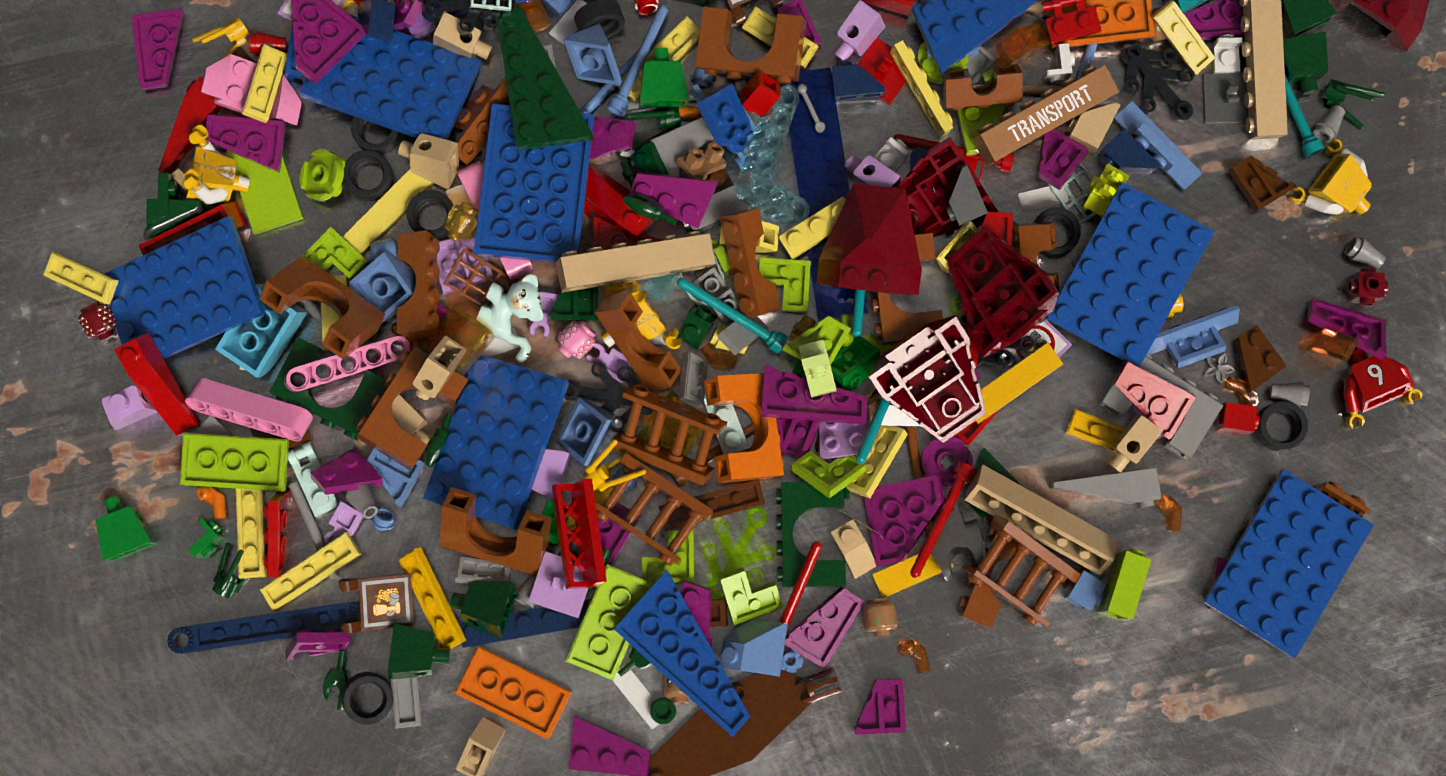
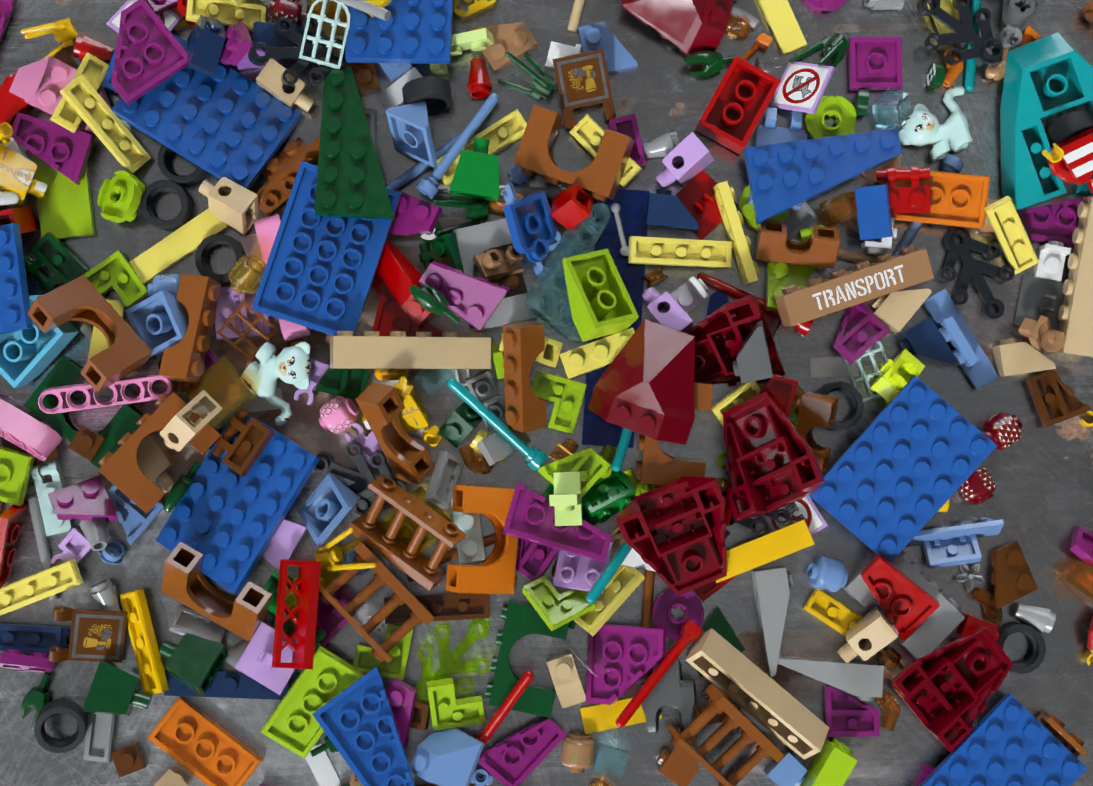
camera: 15 degrees right, 5 degrees up
(273, 247) = (57, 259): none -> dark green plate
(295, 108) = (105, 124): none -> light yellow plate
(339, 414) = (87, 443): none -> reddish brown plate
(385, 562) = (105, 595): none -> light grey cone
(439, 719) = (128, 759): none -> reddish brown plate
(497, 384) = (247, 447): none -> reddish brown plate
(803, 171) = (597, 295): none -> lime slope
(832, 22) = (661, 145): none -> light grey cone
(853, 146) = (655, 277): none -> reddish brown bush
(872, 117) = (680, 252): none -> light yellow plate
(913, 618) = (610, 760): none -> clear light blue panel
(1034, 429) = (772, 599): none -> light grey slope
(1048, 41) = (873, 212): none -> blue slope
(1082, 393) = (827, 574): none -> medium blue head
(1134, 525) = (848, 715): none -> magenta wing
(1160, 461) = (890, 659): none -> reddish brown plate
(1206, 280) = (978, 487): none -> dark red head
(1217, 152) = (1018, 358): none -> tan slope
(1219, 219) = (1003, 430): none -> dark red head
(1226, 471) = (953, 685): none -> dark red wedge
(1231, 125) = (1040, 335): none -> medium nougat hips

